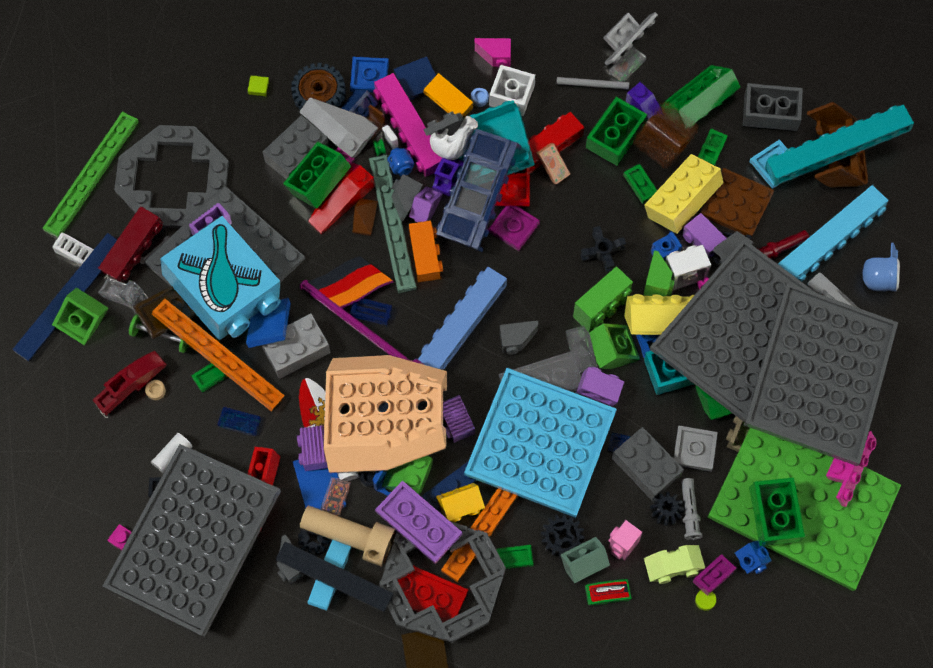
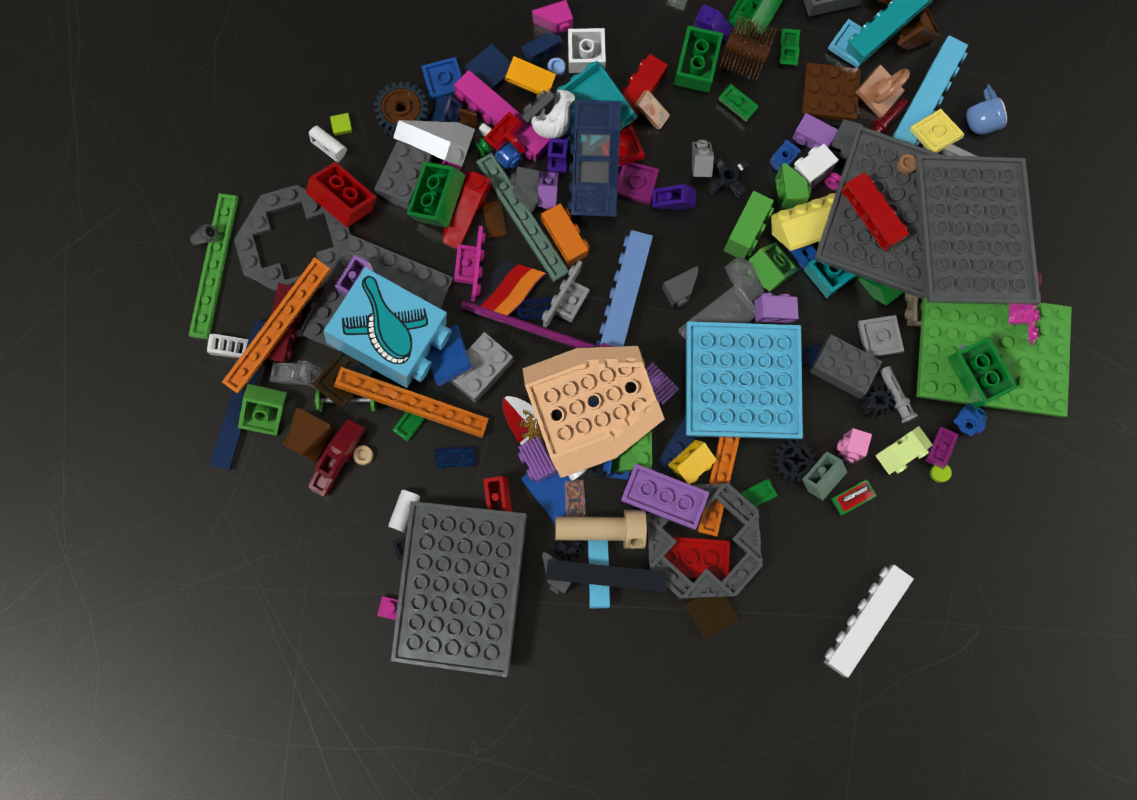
camera: 25 degrees left, 10 degrees up
(93, 143) = (205, 234): none -> dark grey cone
(111, 352) = (307, 435): none -> reddish brown piece
(123, 243) = (276, 325): none -> orange plate
(230, 147) = (340, 194): none -> red brick
(238, 98) = (327, 143): none -> white brick
(322, 248) = (467, 264): none -> dark pink bracket
(403, 138) = (504, 132): none -> red plate
(404, 310) = (569, 299): none -> light grey bracket
(473, 75) = (542, 47): none -> dark blue panel
(543, 251) = (674, 197): none -> dark purple slope
(584, 224) = (702, 159): none -> light grey slope
(592, 83) = (656, 19): light grey bar -> none
(684, 193) = (783, 99): light yellow brick -> none
(724, 322) = (875, 211): none -> red brick
(775, 289) = (906, 164): none -> medium nougat tile
(786, 216) = (882, 89): none -> nougat tile
(822, 270) = (936, 131): none -> light yellow tile

